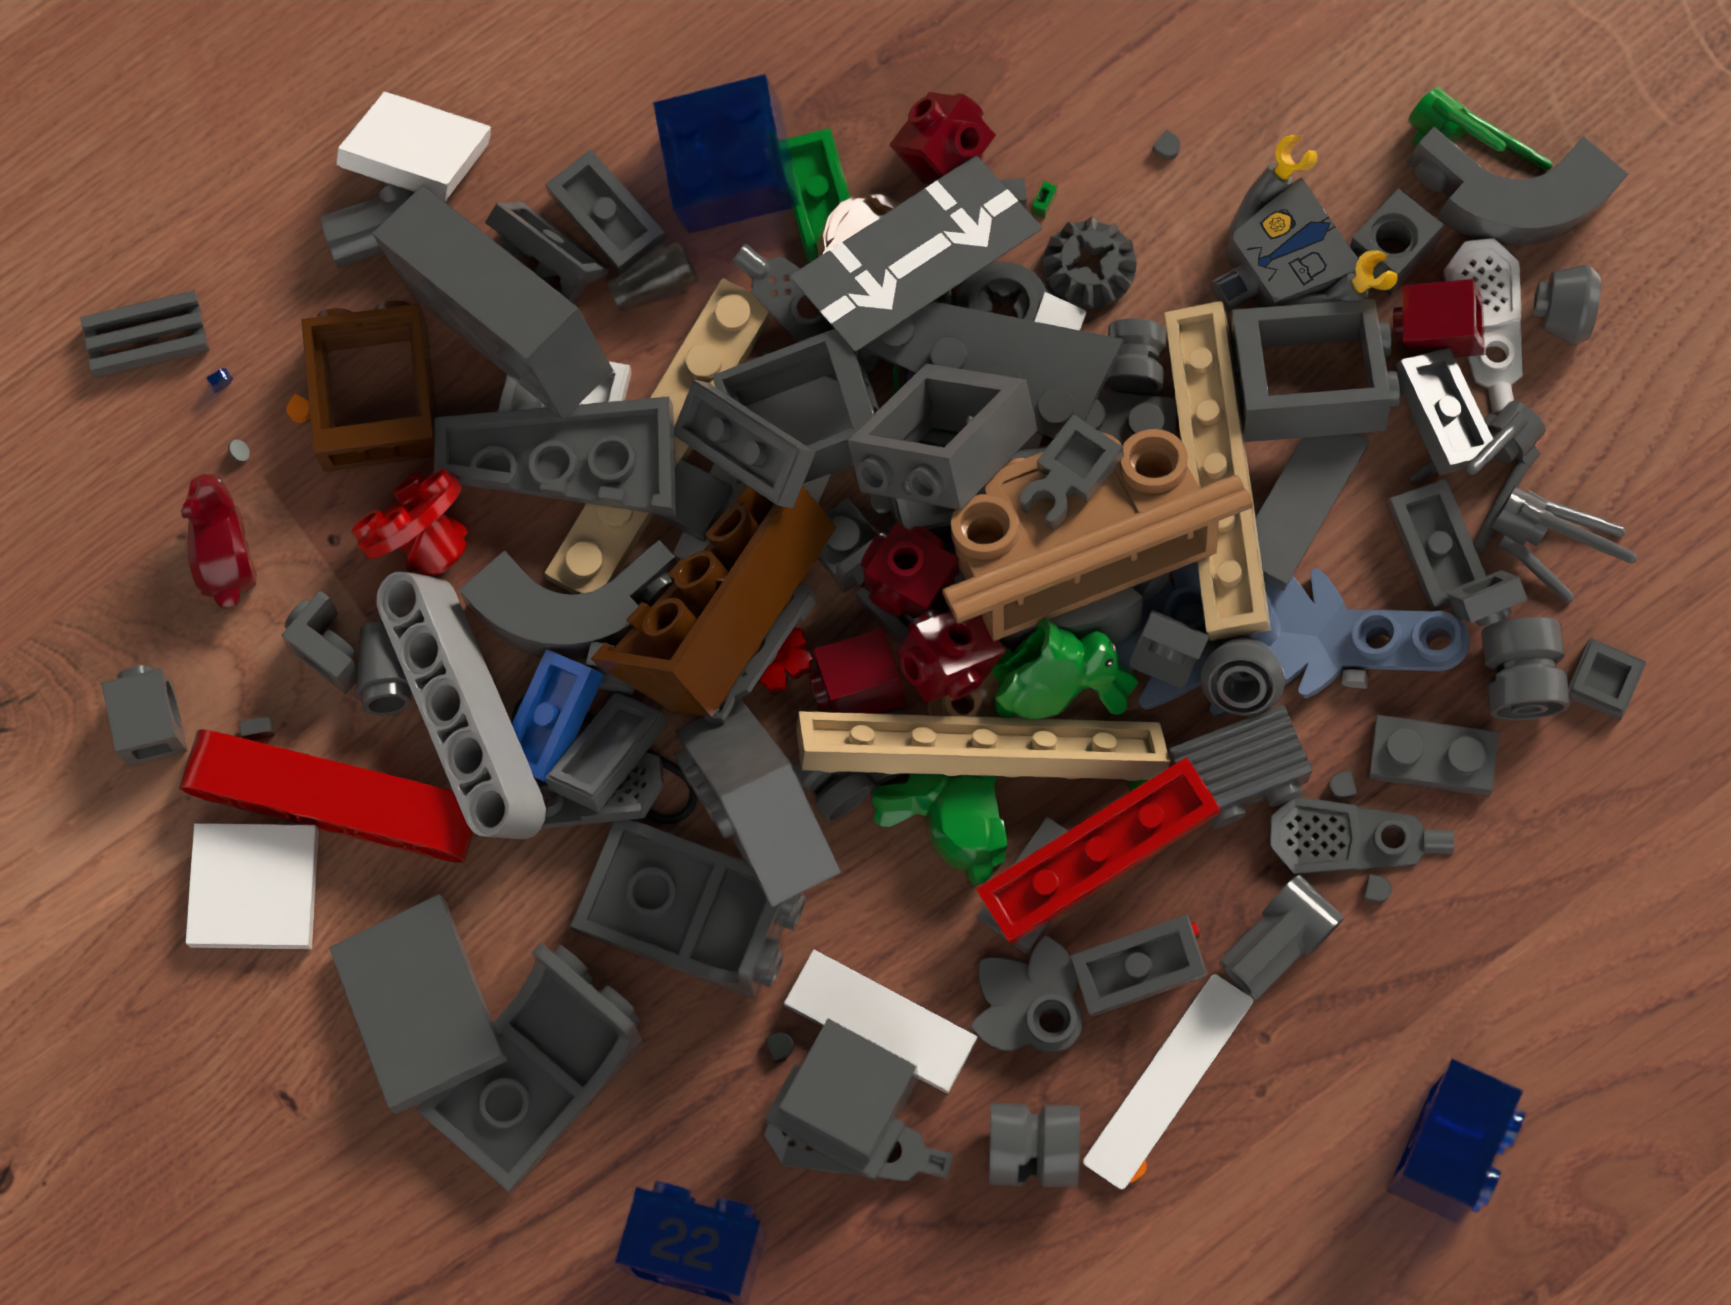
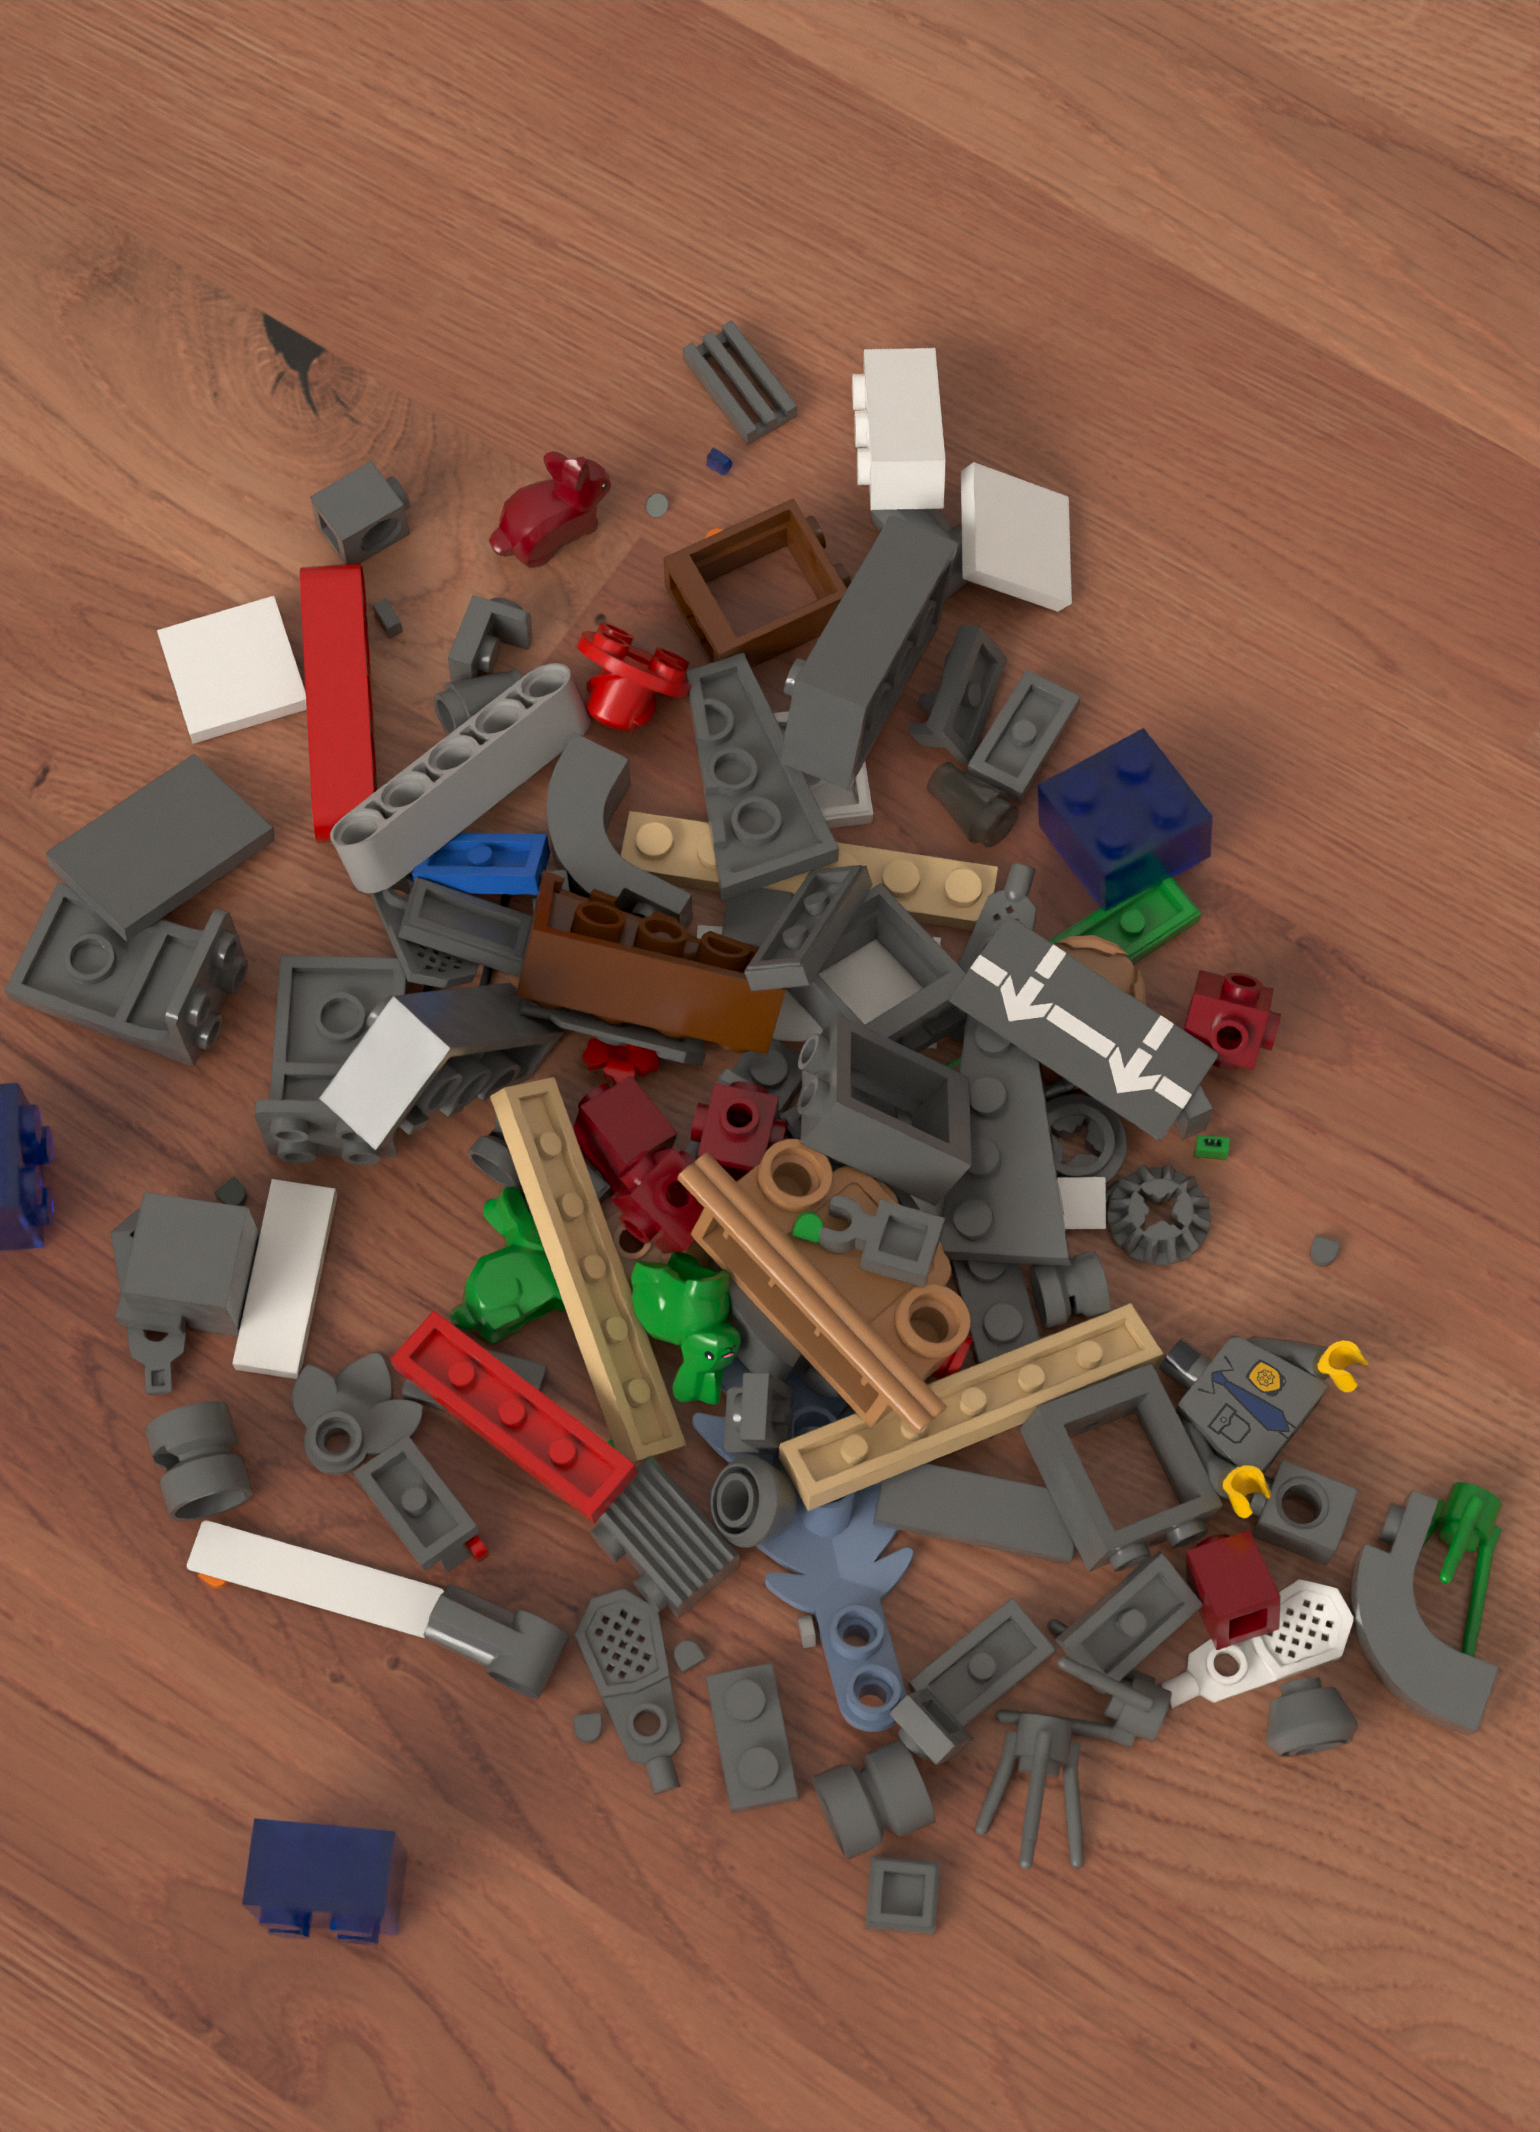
camera: 65 degrees right, 5 degrees down
(269, 201) = (899, 429): none -> white brick
(1037, 531) = (807, 1226): none -> green piece

